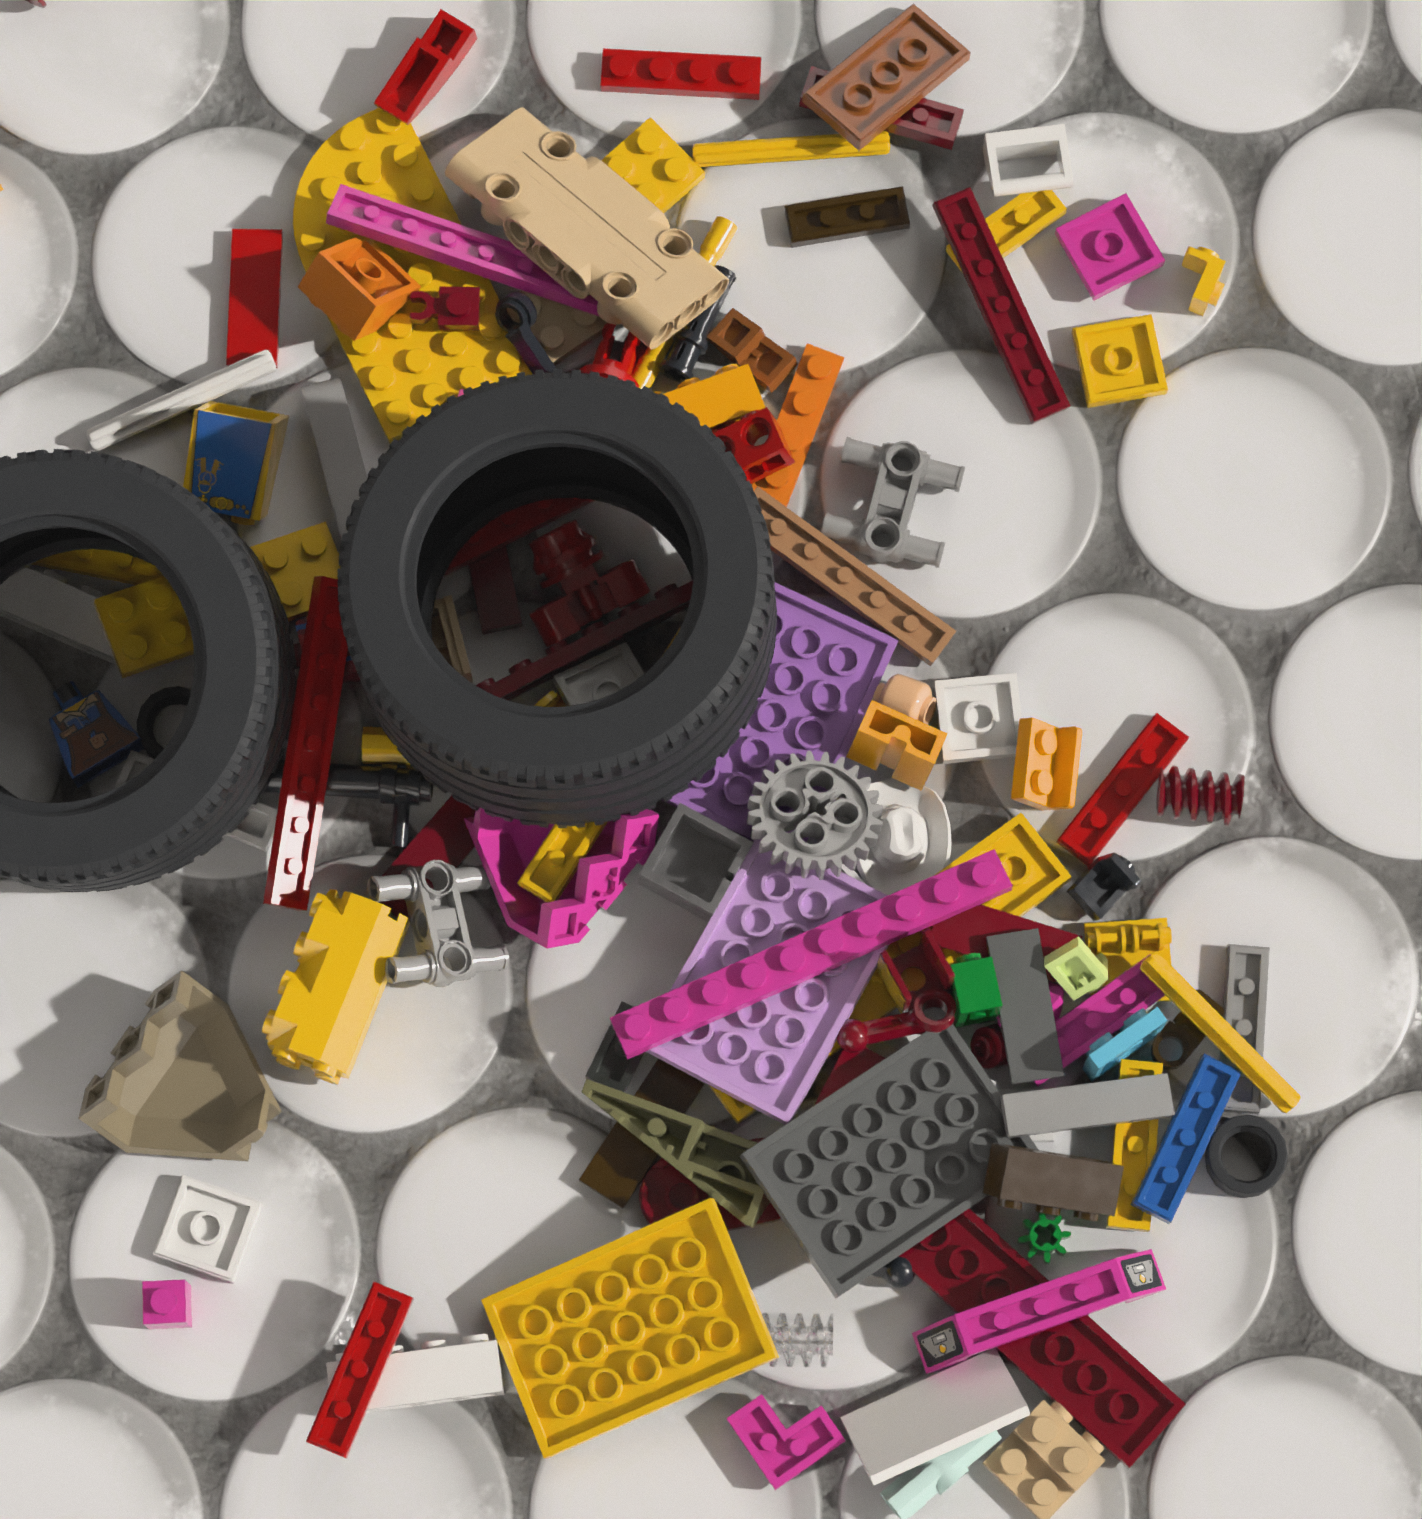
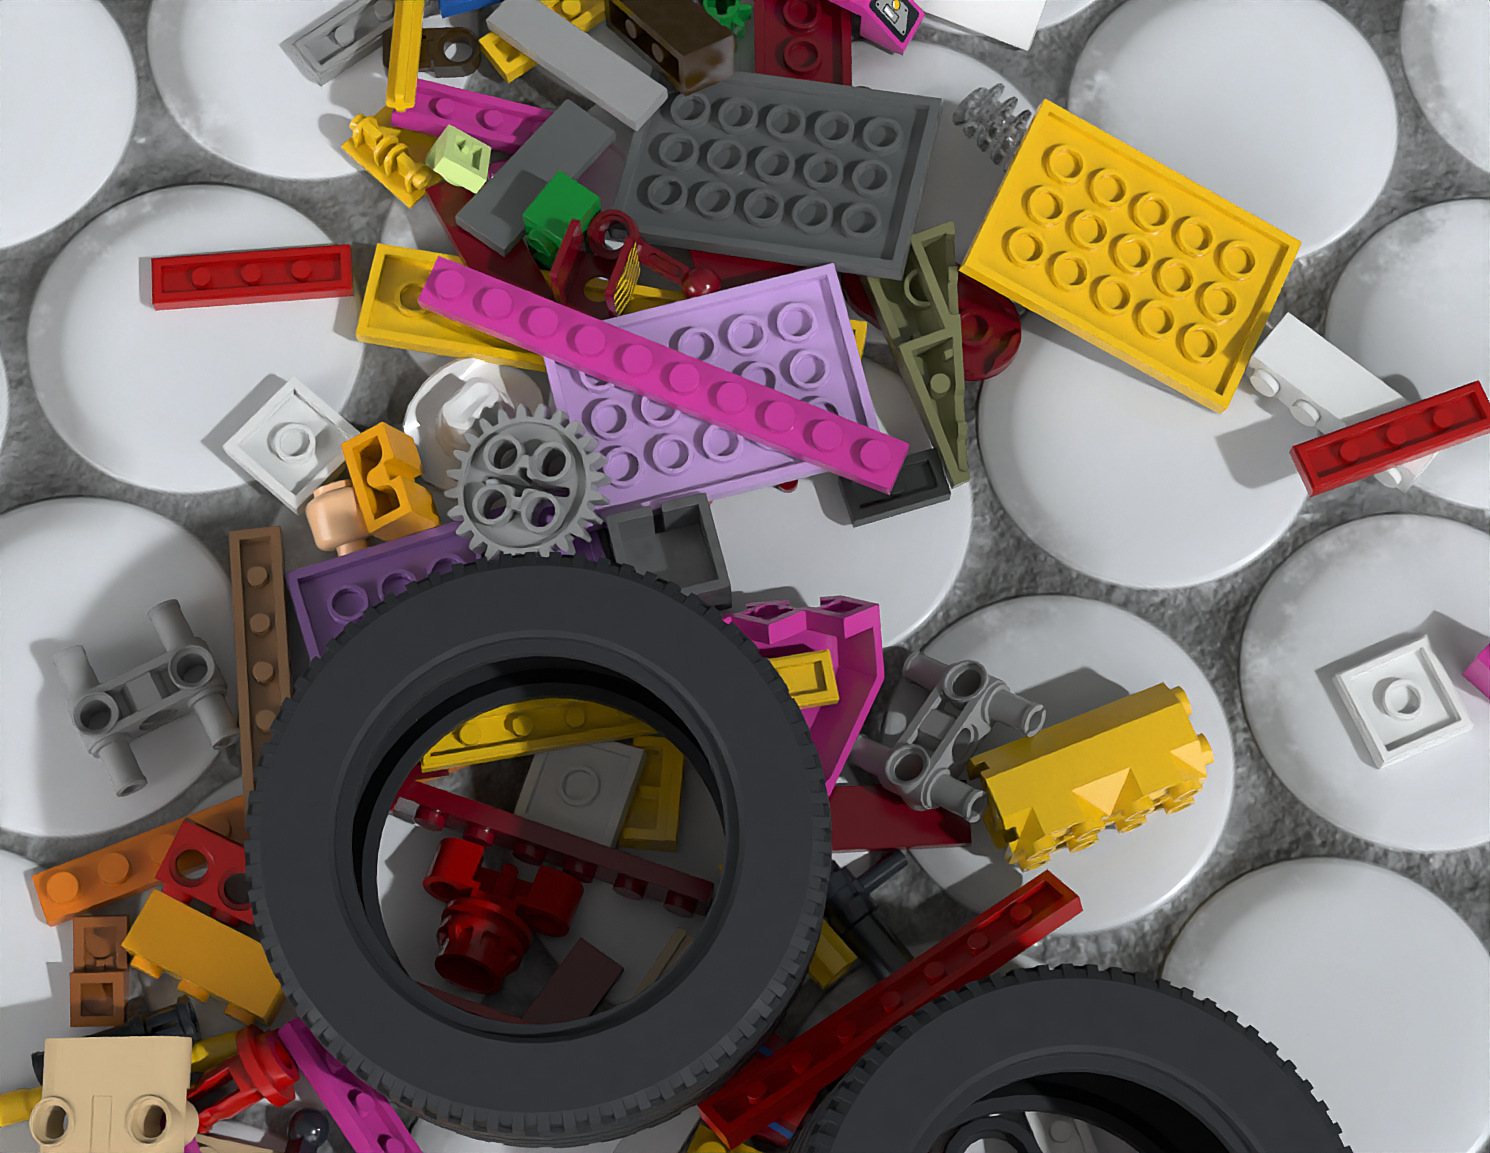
camera: 135 degrees left, 5 degrees down
(182, 1081) = (1309, 836): dark tan panel -> none
(623, 1157) = (993, 408): dark brown piece -> none
(784, 1451) = (1096, 63): dark pink plate -> none
(989, 1047) = (602, 183): dark red plate -> none
(1046, 765) = (288, 346): light orange bracket -> none
(1103, 884) = (359, 215): black bracket -> none
(1135, 1033) = (493, 68): medium azure plate -> none
(1200, 794) = (199, 198): dark red piece -> none

